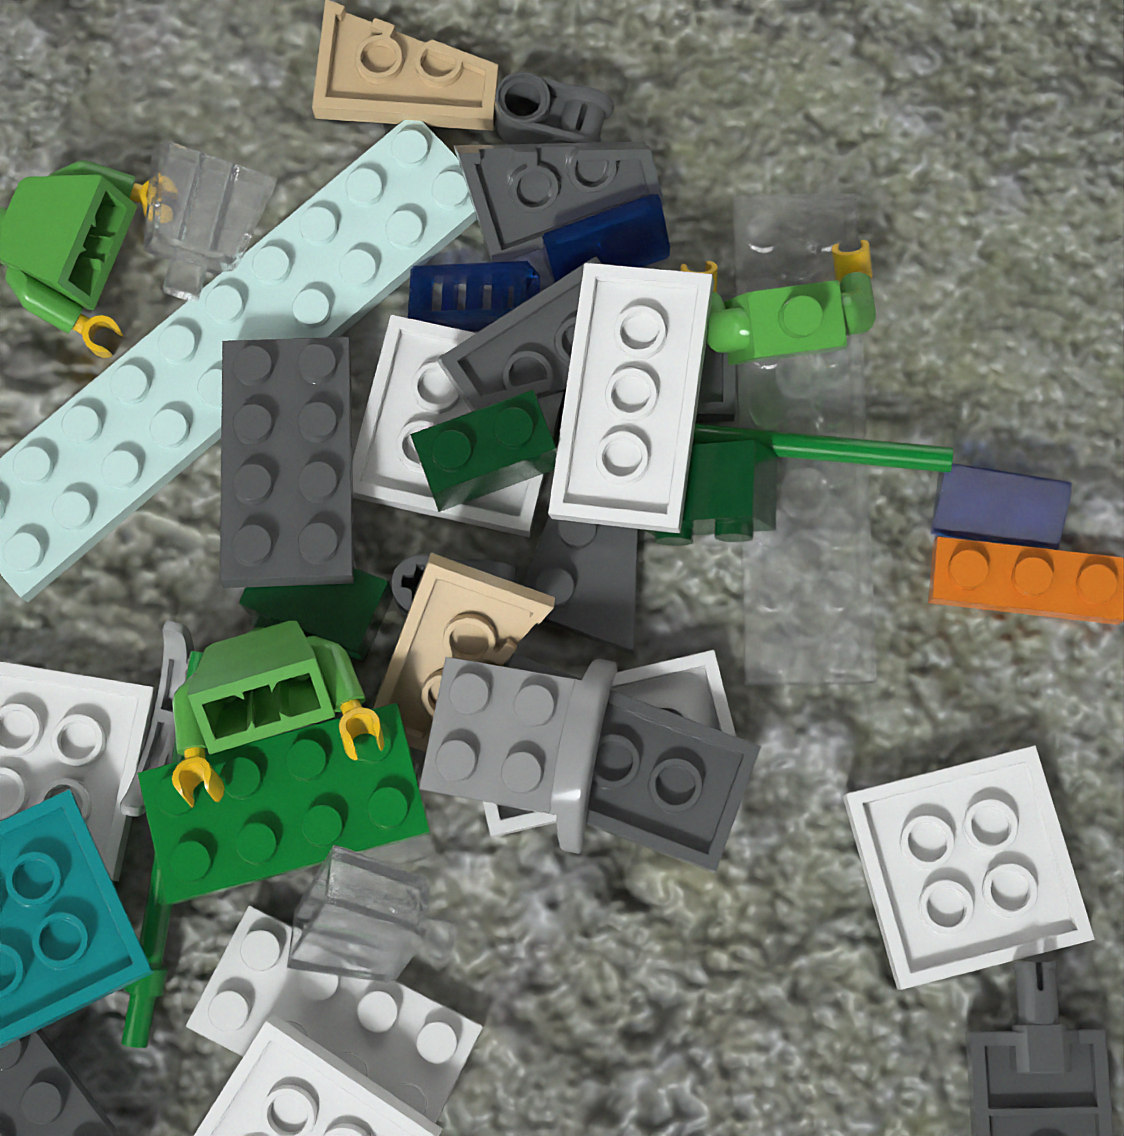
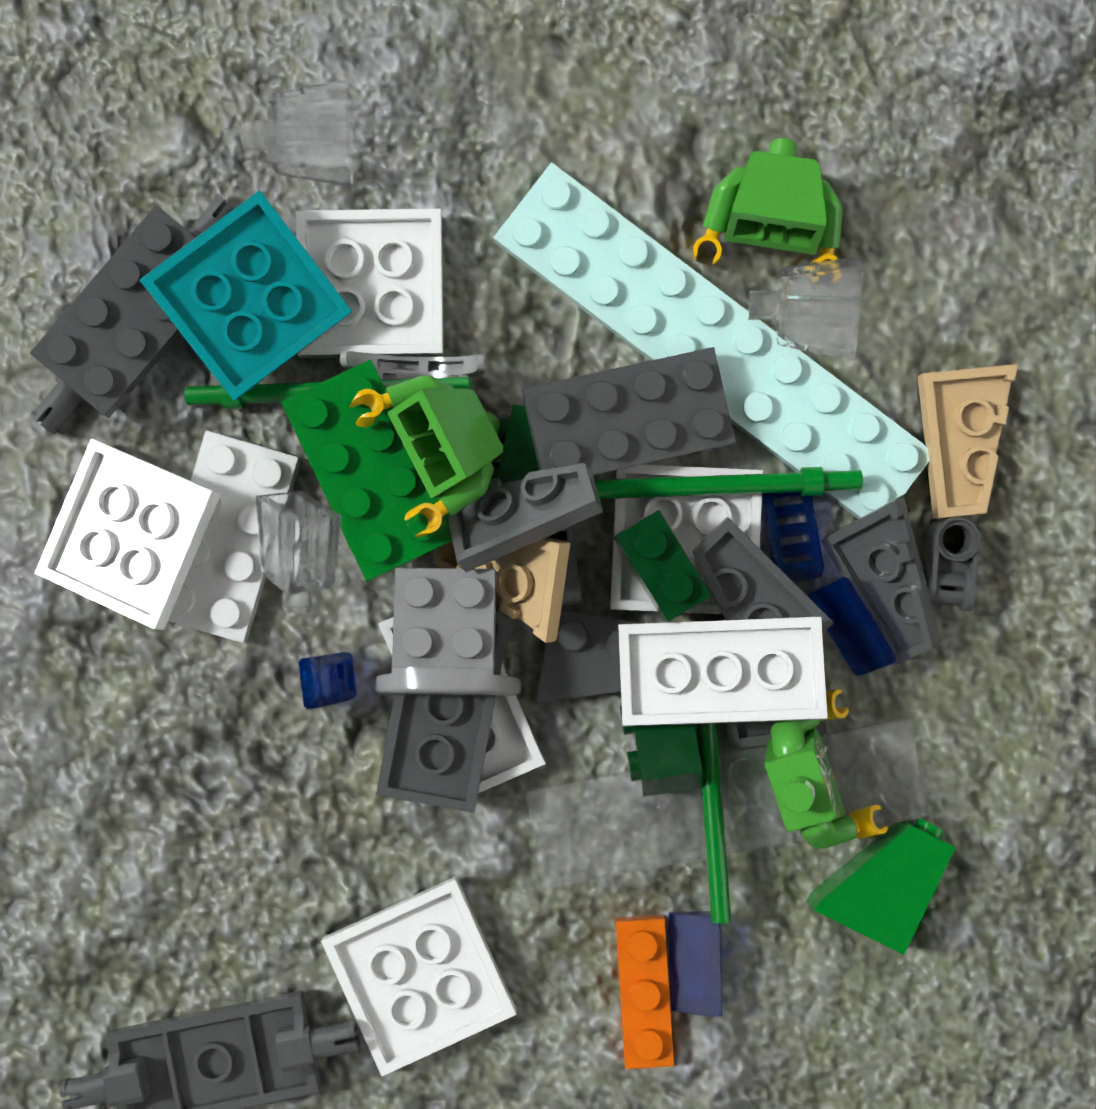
camera: 75 degrees right, 10 degrees up
(380, 604) = (522, 513): none -> dark grey wing
(416, 261) = (809, 481): none -> green bar
(550, 913) = (327, 679): none -> clear blue slope
(933, 256) = (887, 884): none -> green slope

